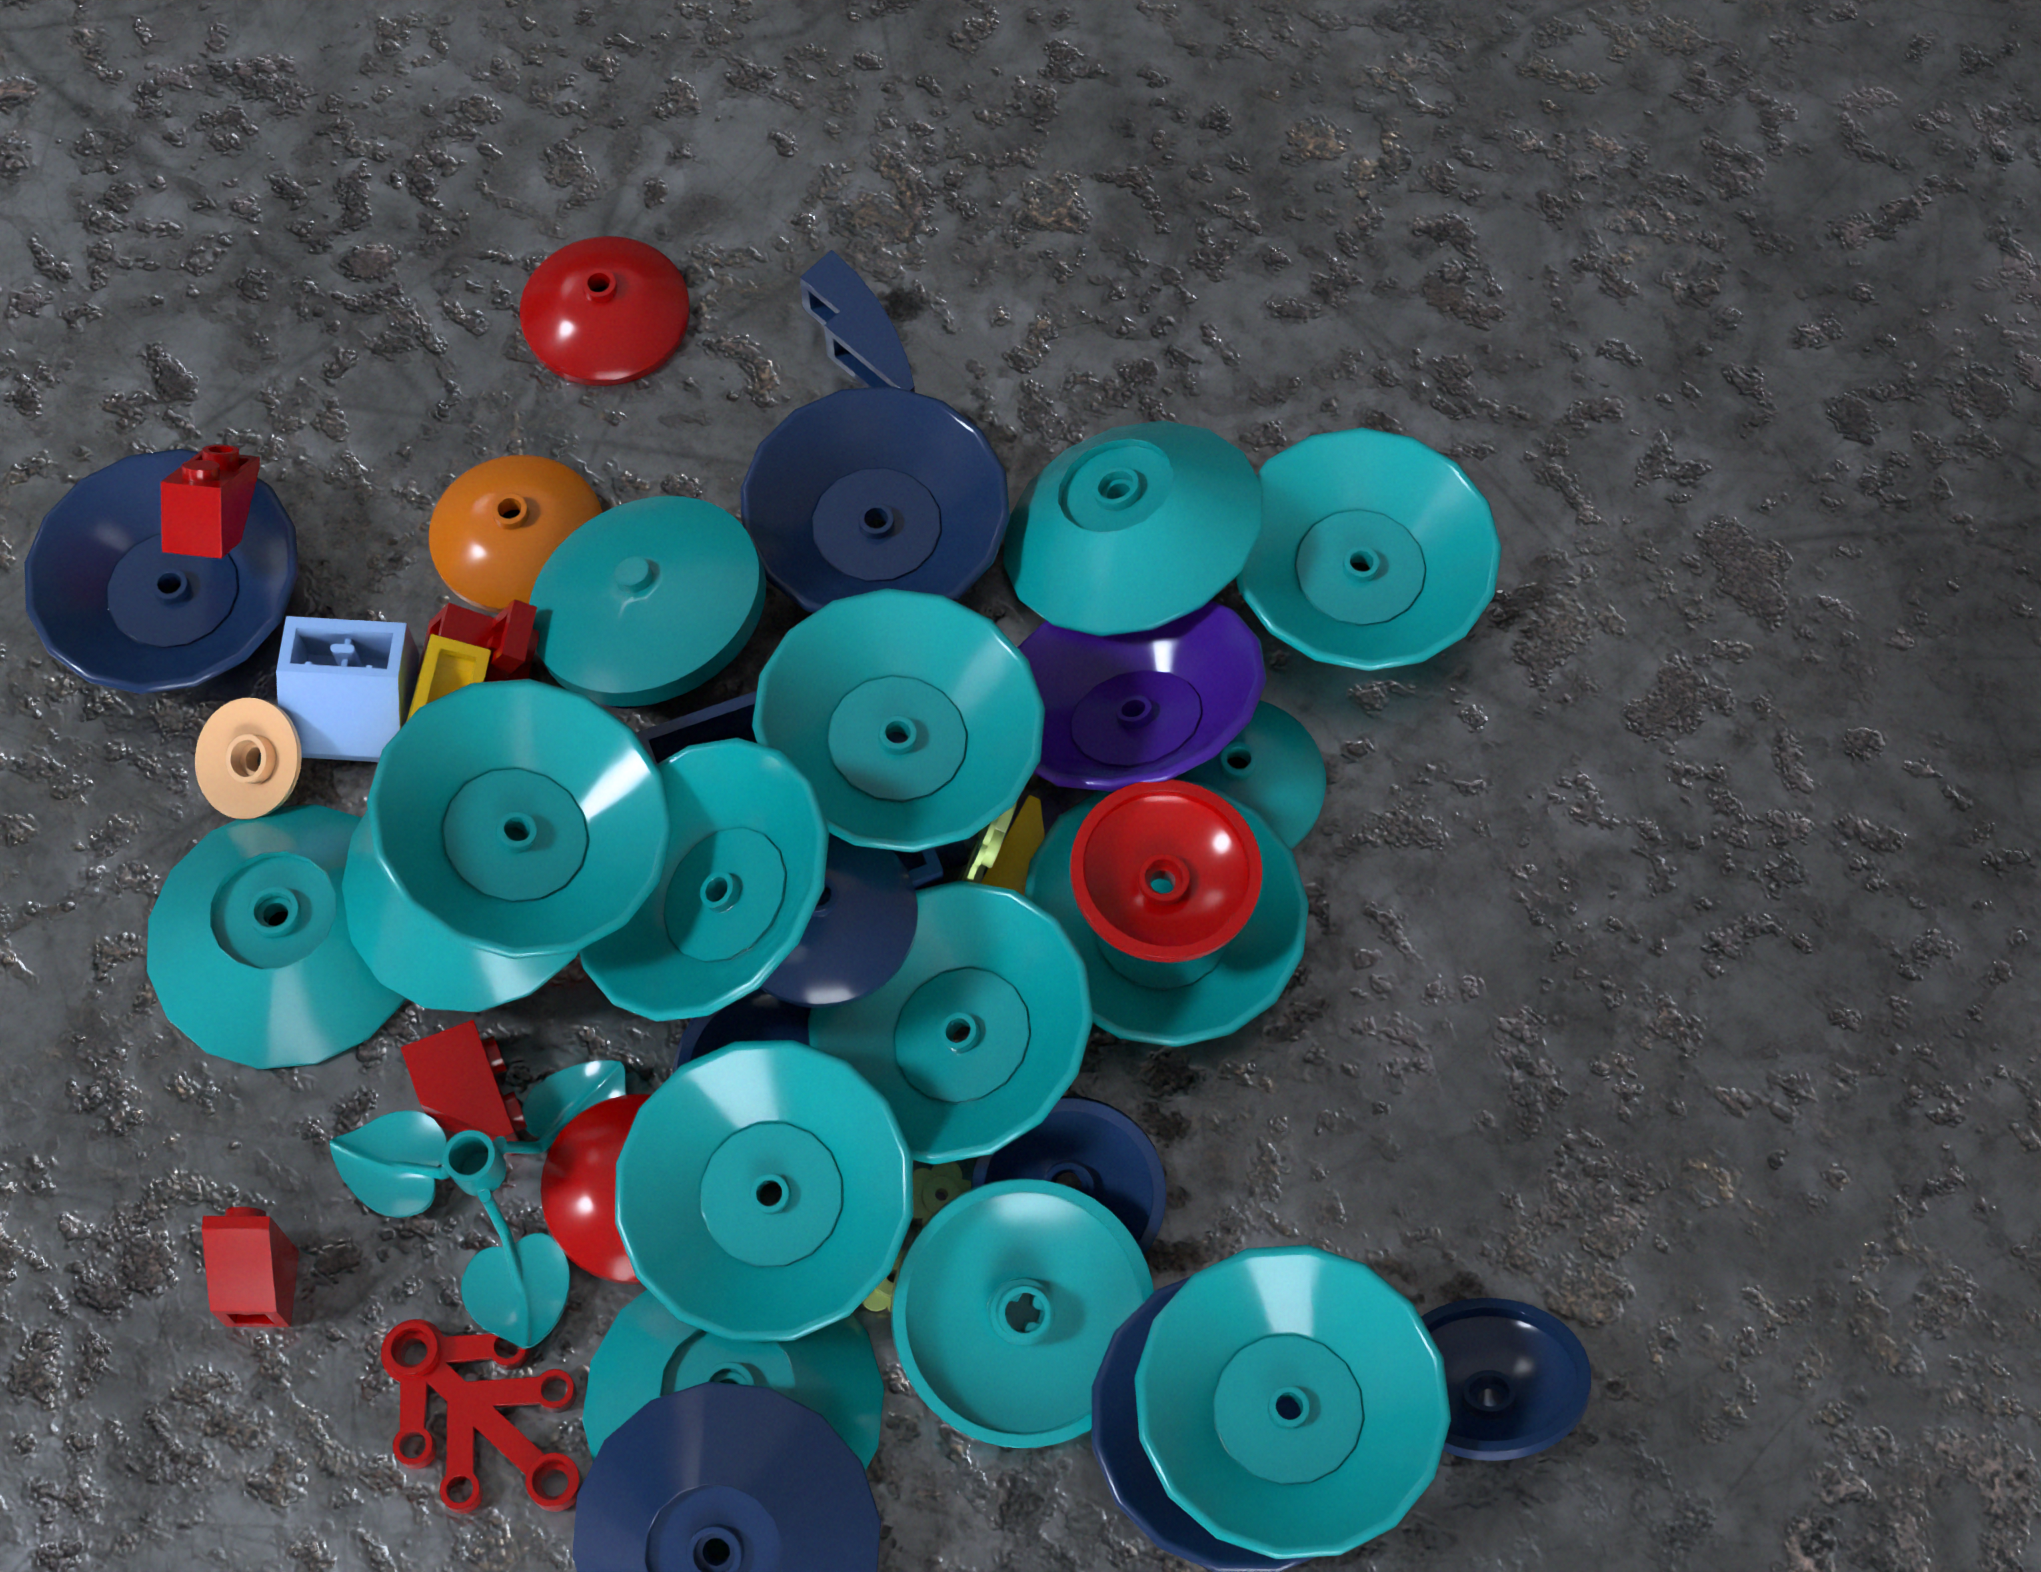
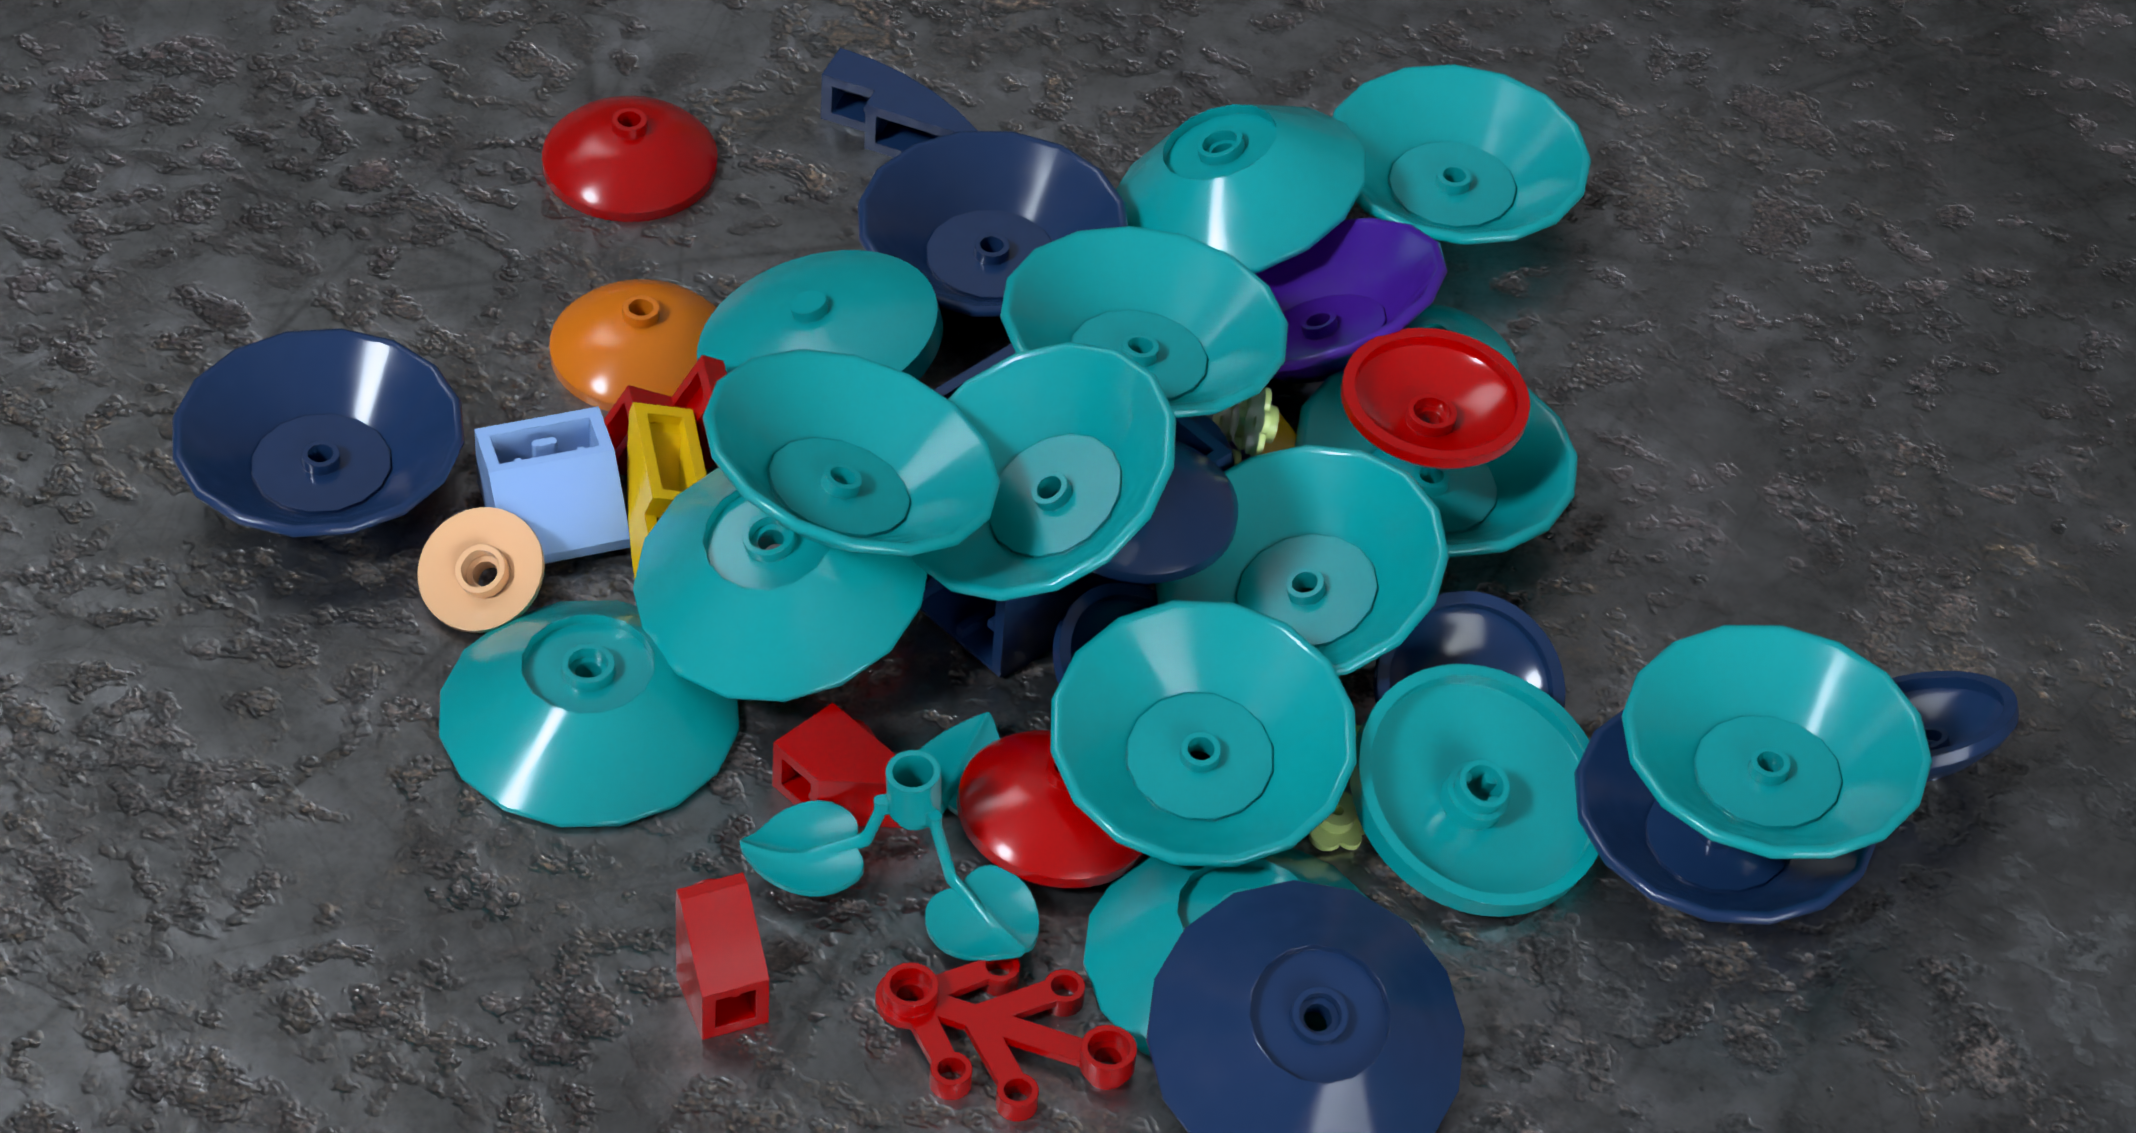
camera: 25 degrees left, 20 degrees down
(208, 502) = (353, 349): red slope -> none

